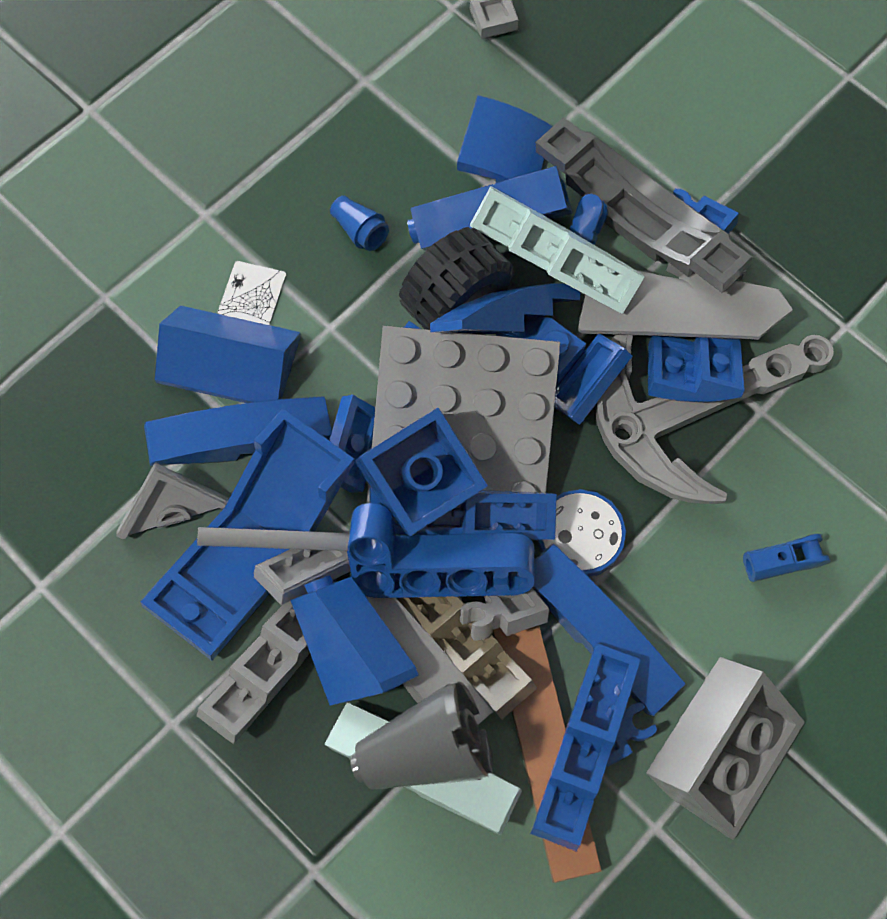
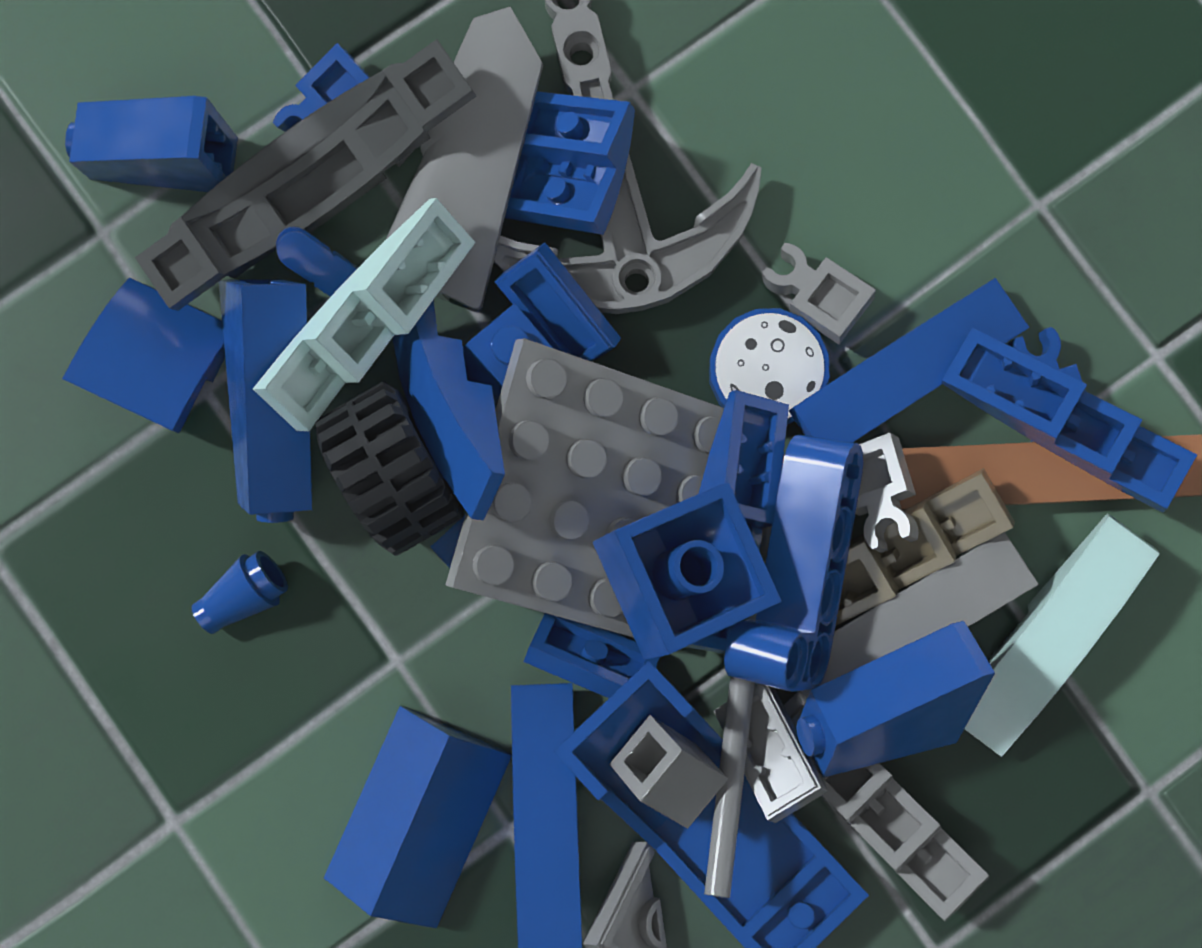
camera: 80 degrees left, 15 degrees up
(252, 292) = (319, 768): white sticker -> none
(279, 492) = (668, 772): none -> light grey brick
(426, 744) = (1058, 624): dark grey cone -> none
(642, 120) = (152, 142): none -> blue slope
(642, 559) = (824, 297): none -> light grey plate
(726, 746) = (1082, 249): light grey slope -> none
(782, 559) = (848, 115): blue bar -> none

